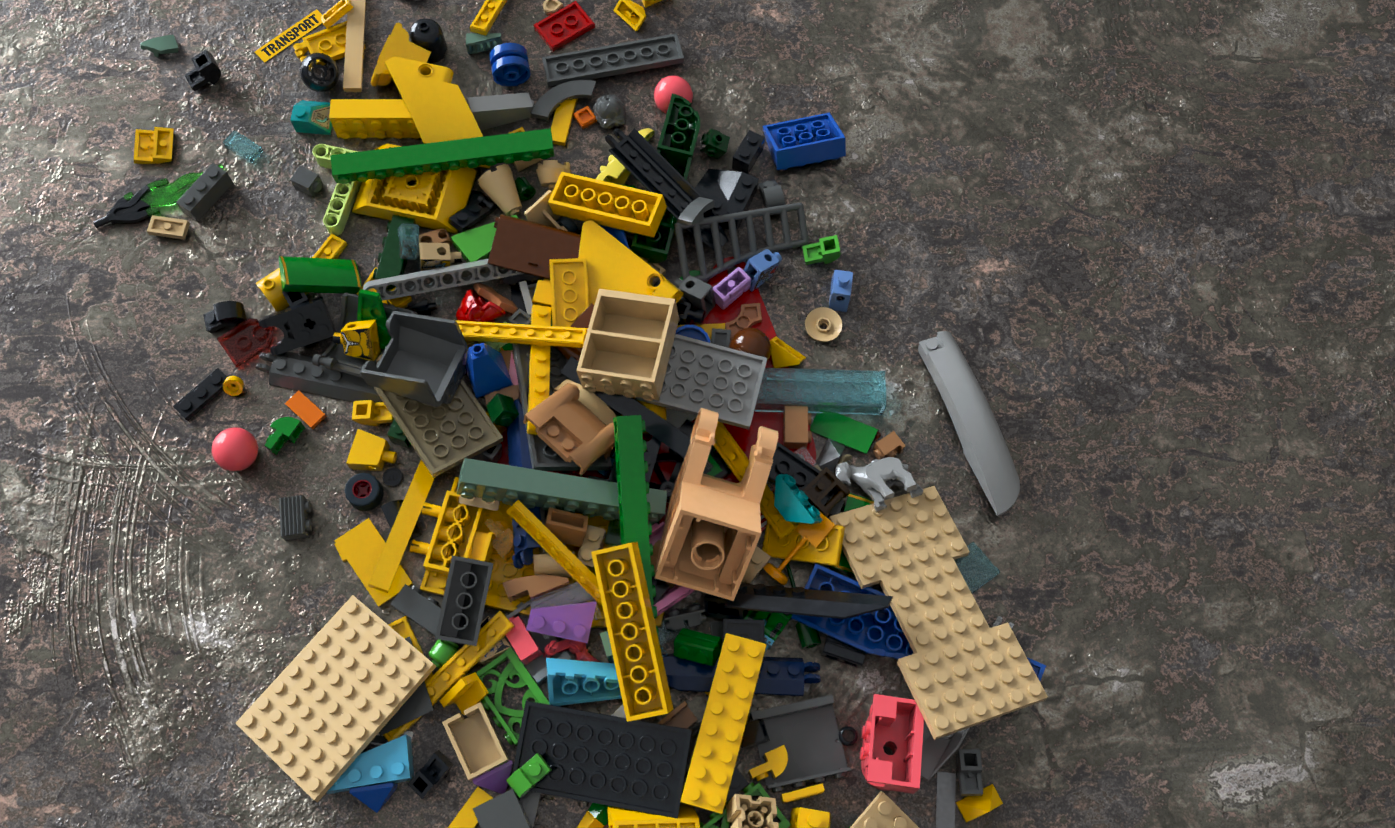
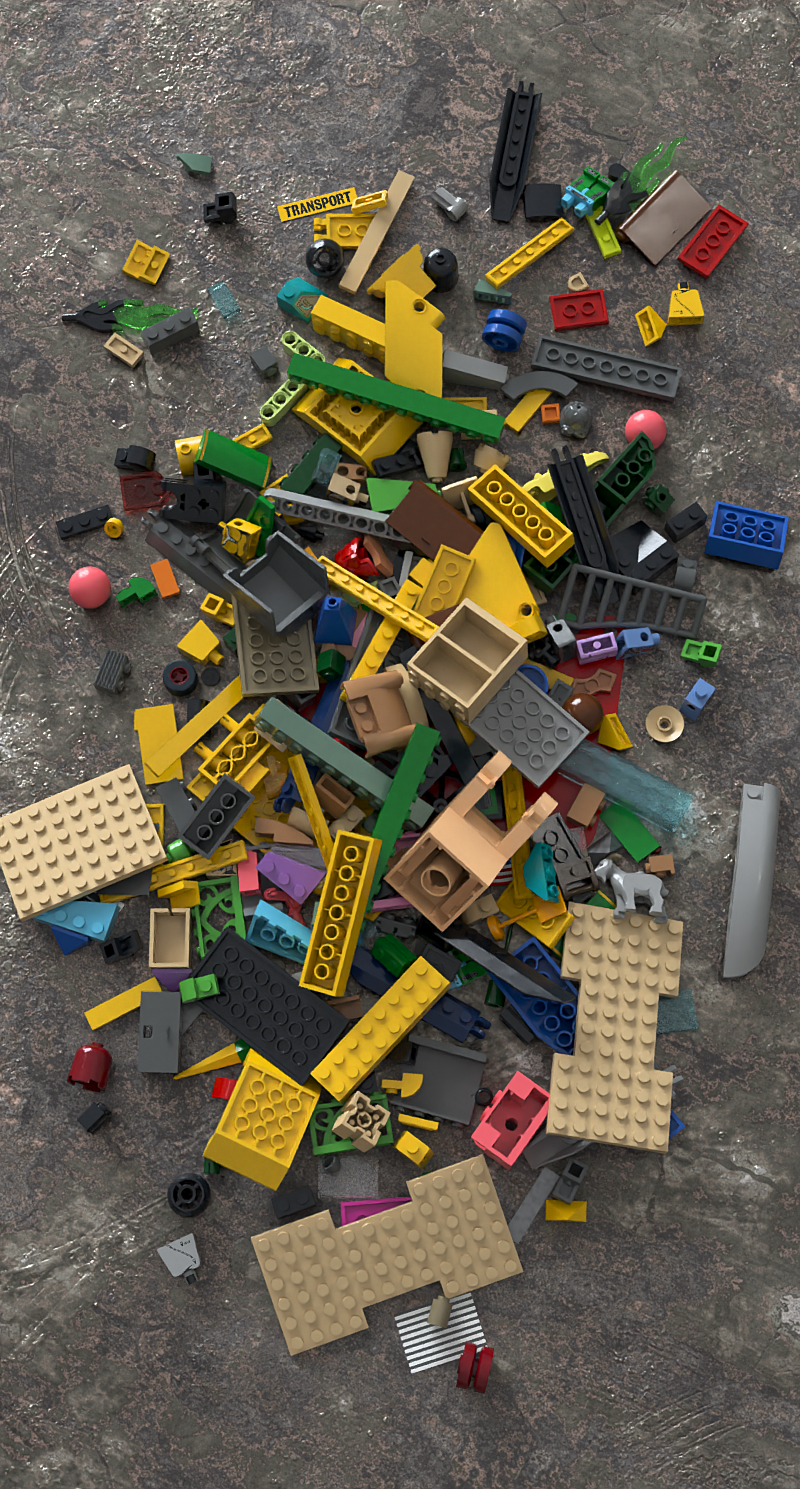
camera: 35 degrees right, 5 degrees up
(694, 211) = (595, 562): dark grey slope -> none

